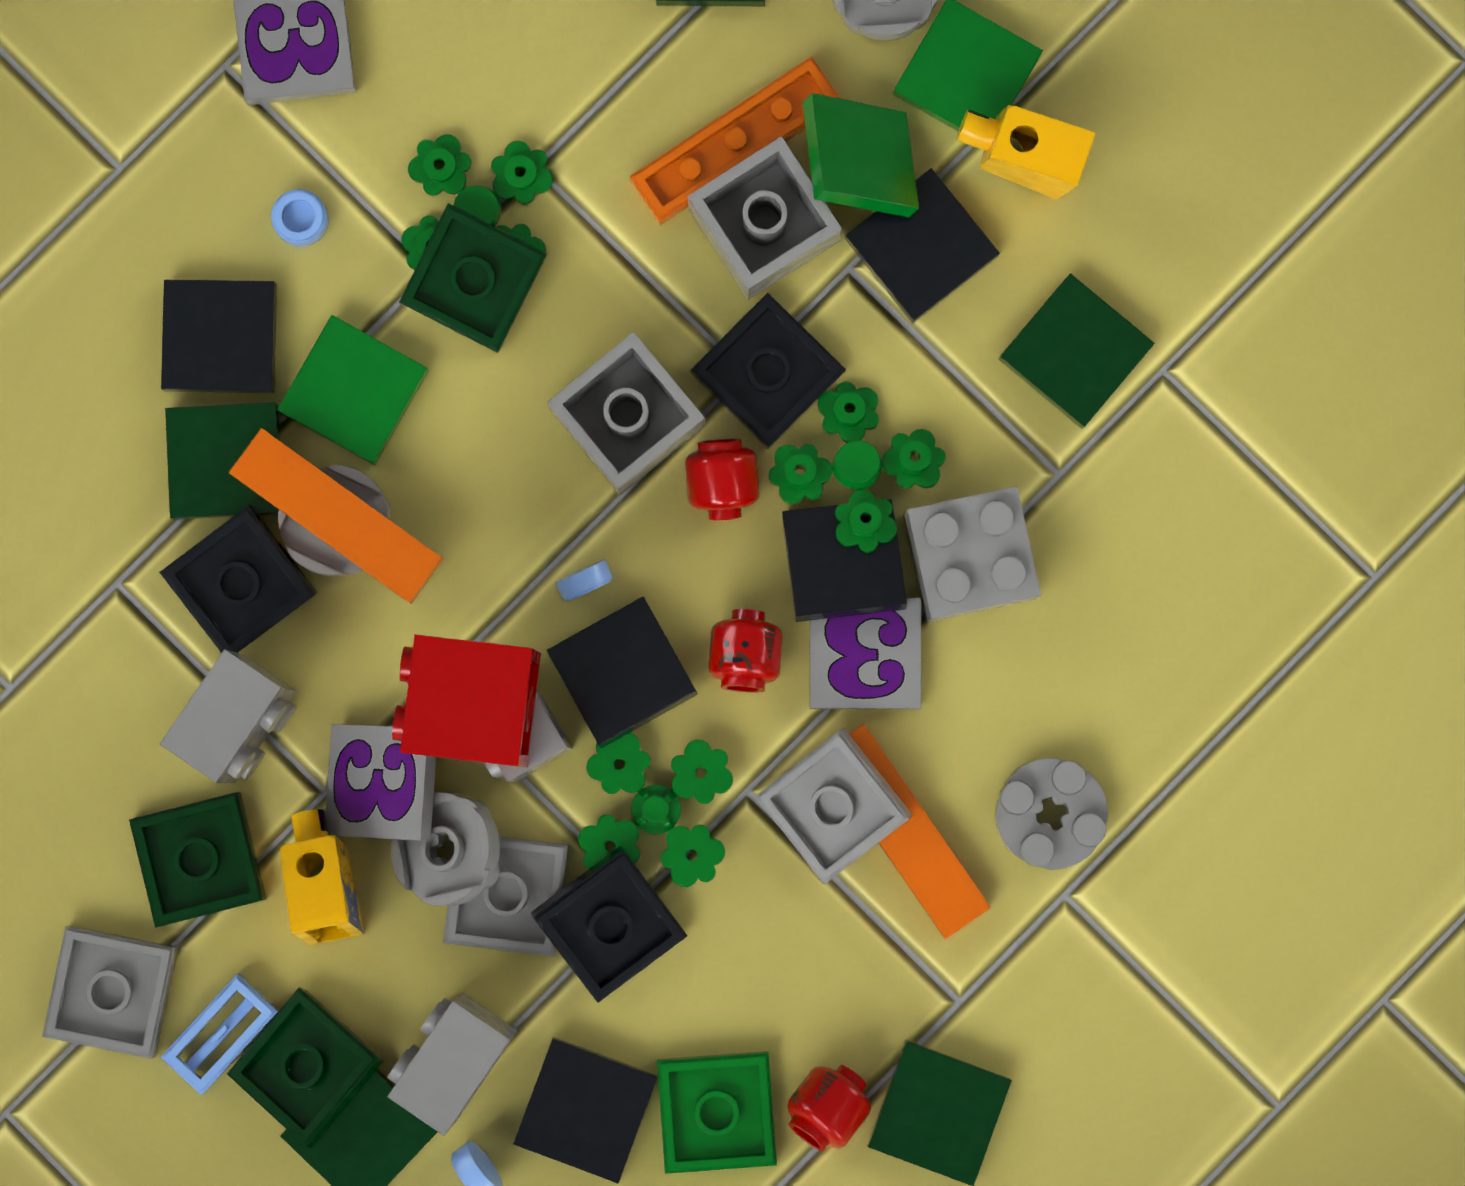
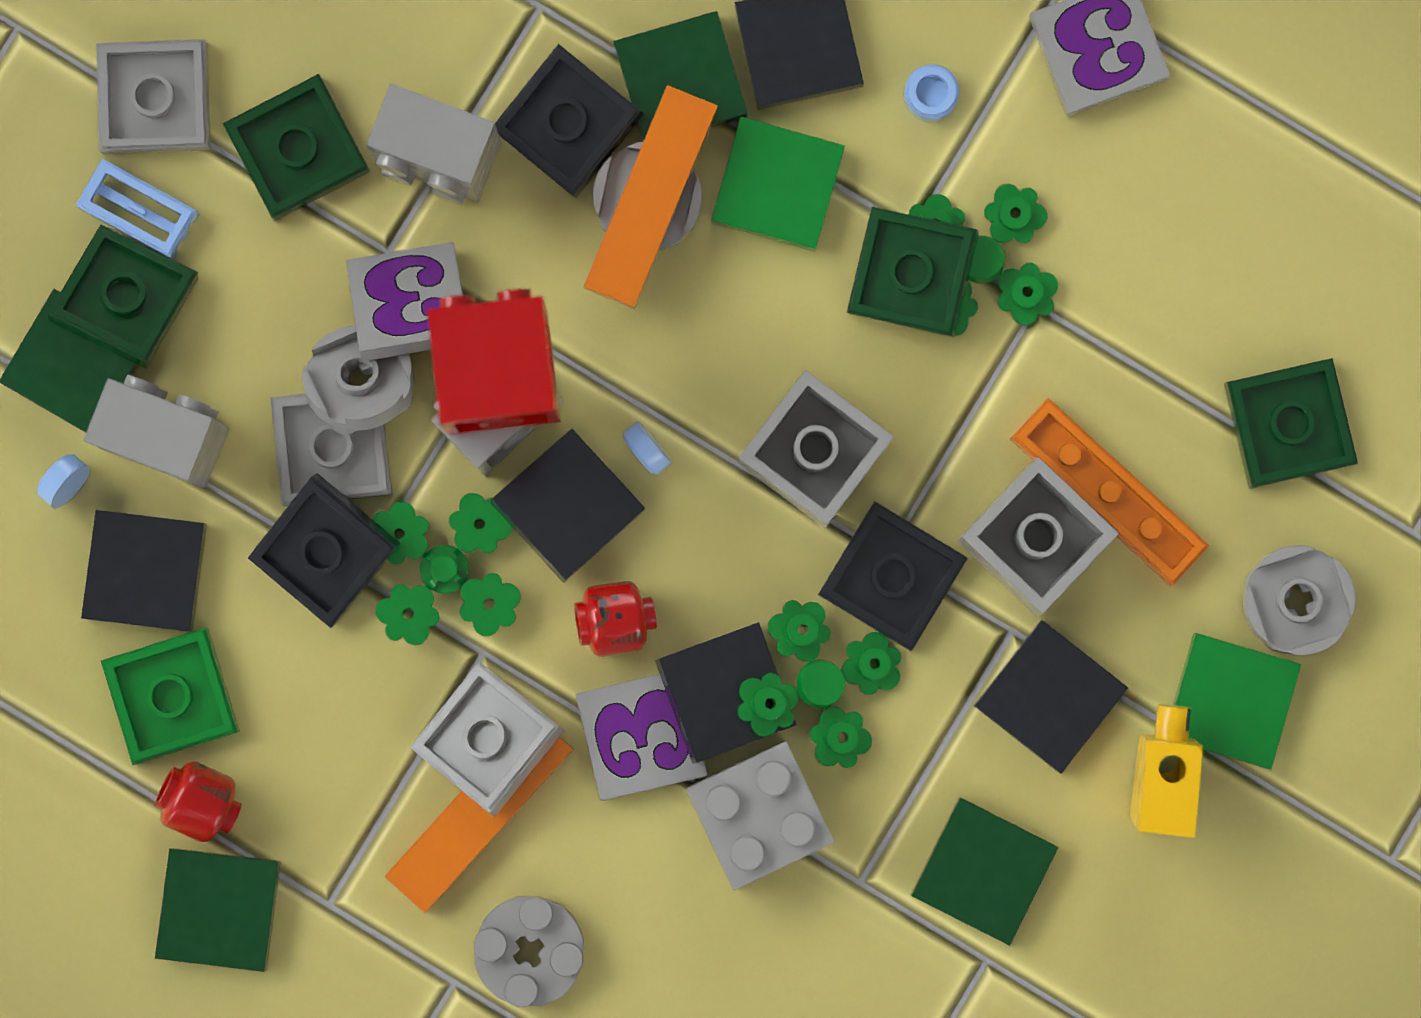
camera: 75 degrees right, 0 degrees up
(322, 905) = (280, 278): yellow torso -> none
(722, 478) = (776, 556): red head -> none
(860, 155) = (1121, 614): green tile -> none

